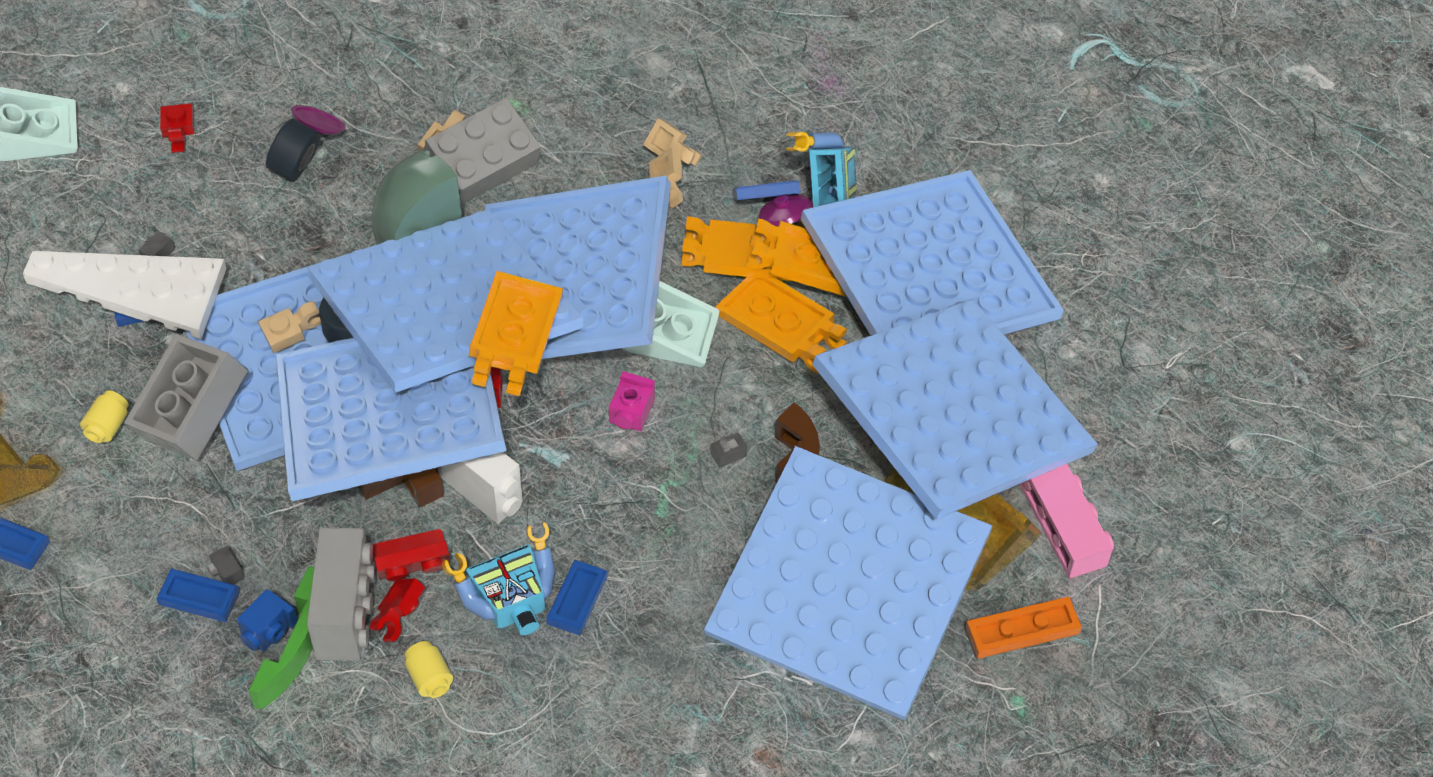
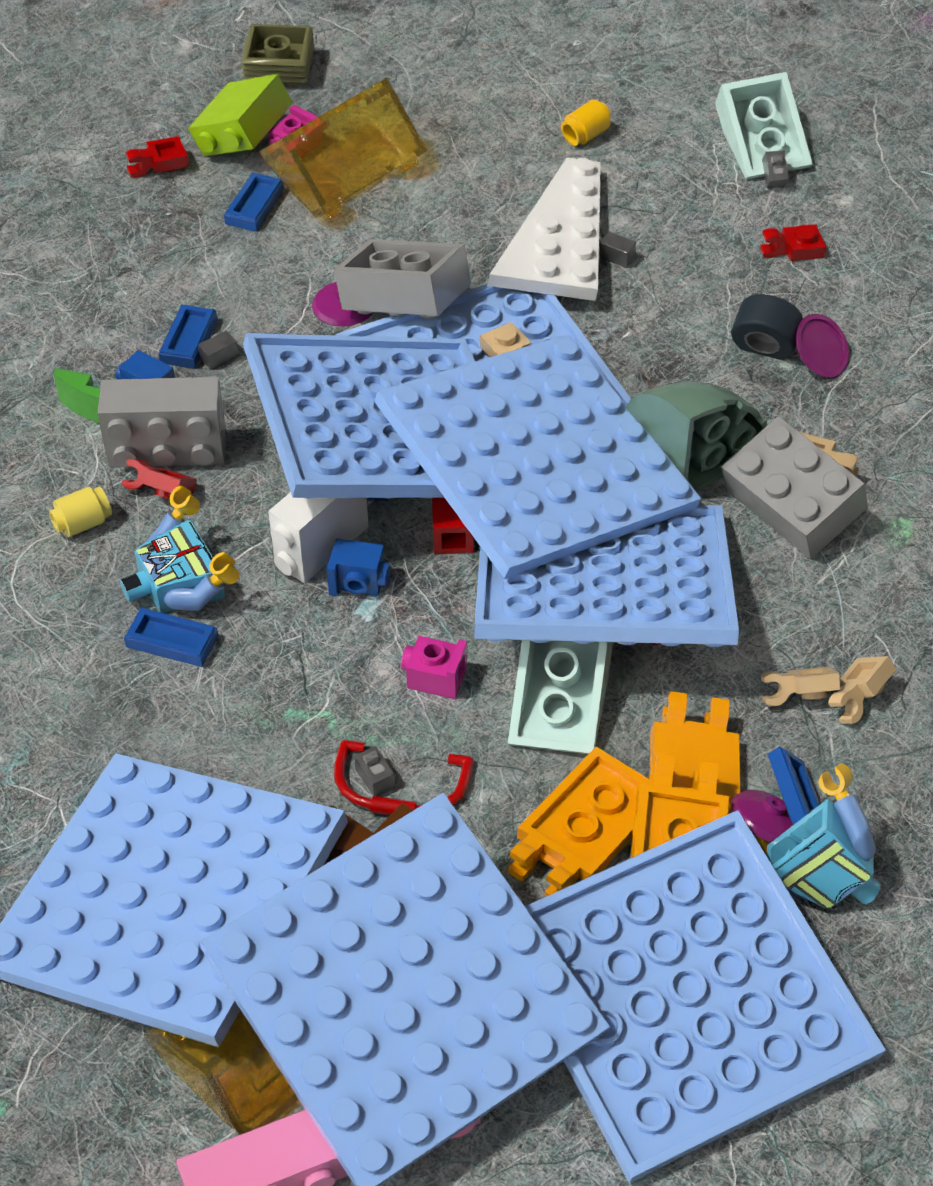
camera: 90 degrees right, 5 degrees down
(80, 123) = (775, 169): none -> flat silver piece
(104, 417) = (392, 230): light yellow brick -> none
(172, 472) = (328, 308): none -> magenta piece
(410, 554) = (219, 481): red bracket -> none
(514, 329) = (463, 489): light orange tile -> none
(526, 450) = (357, 568): none -> blue brick
(759, 444) = (385, 805): none -> red piece
(1023, 627) = (95, 1109): orange plate -> none

